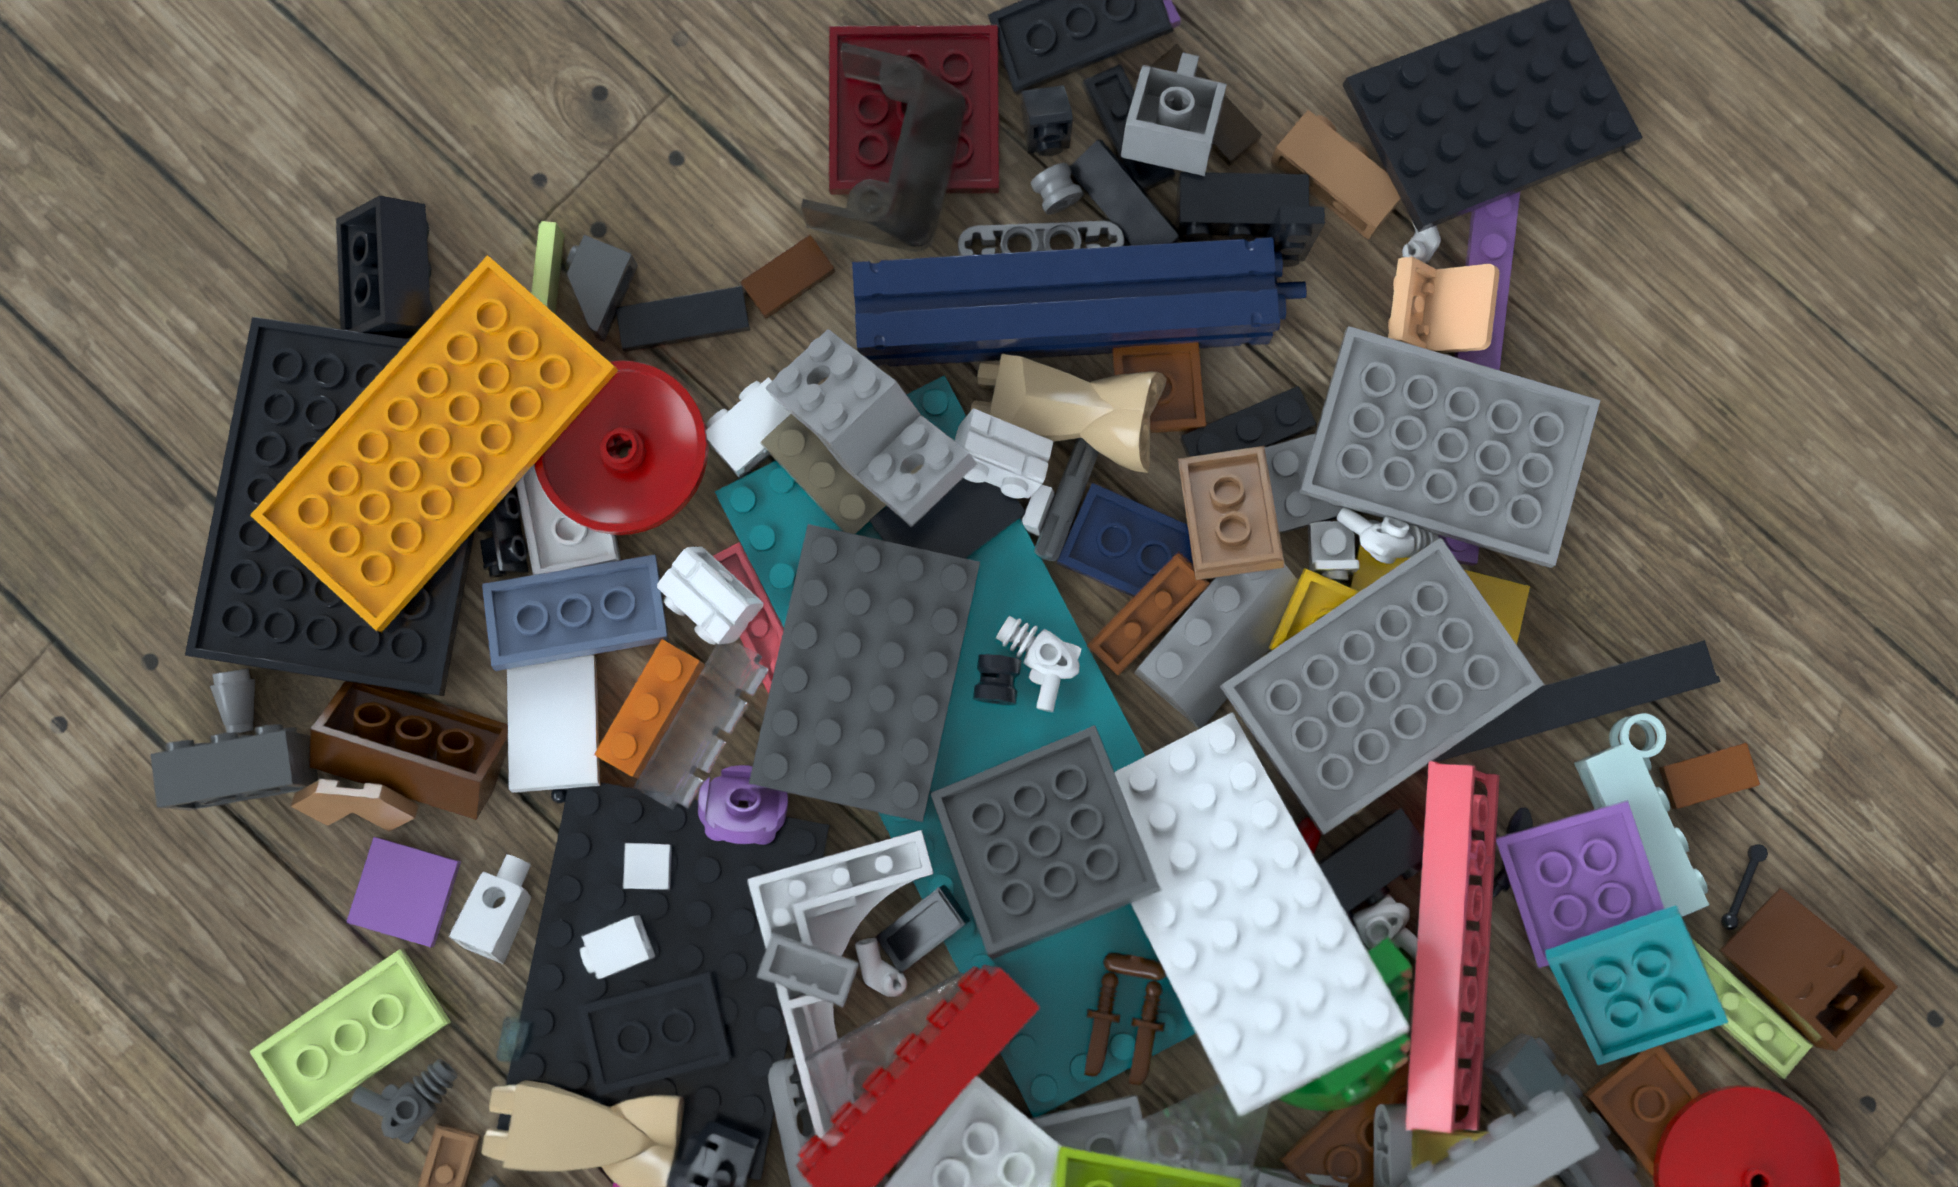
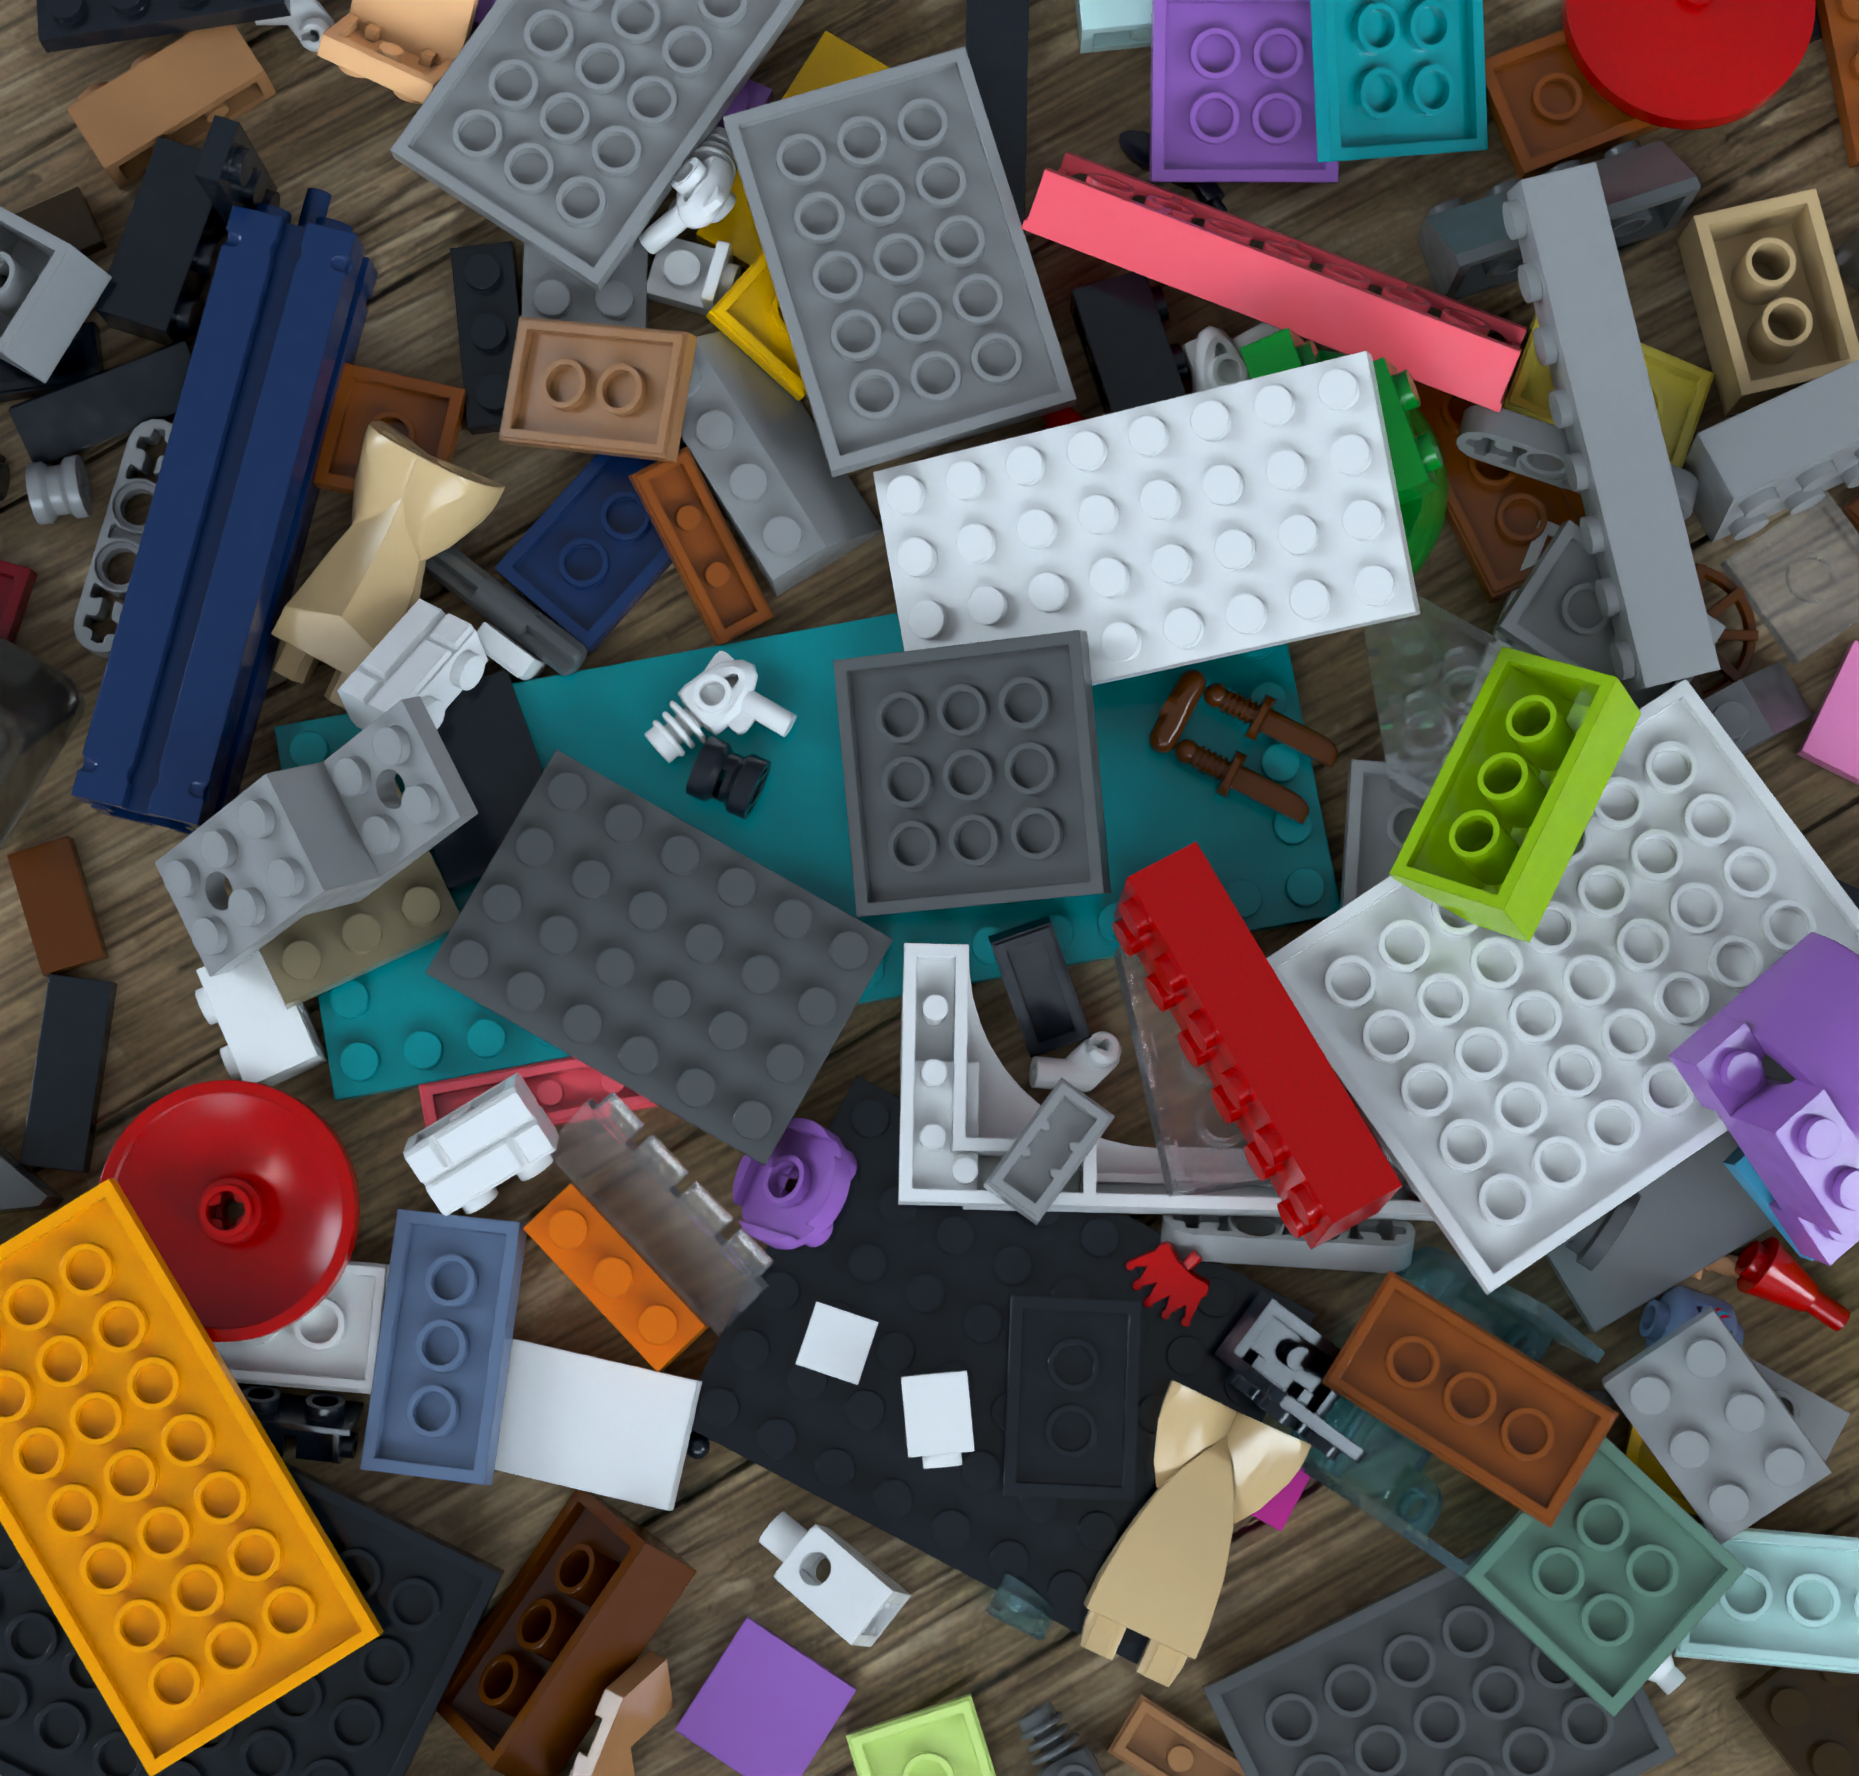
camera: 70 degrees left, 0 degrees up
(752, 1076) = (1173, 1279): none -> red piece

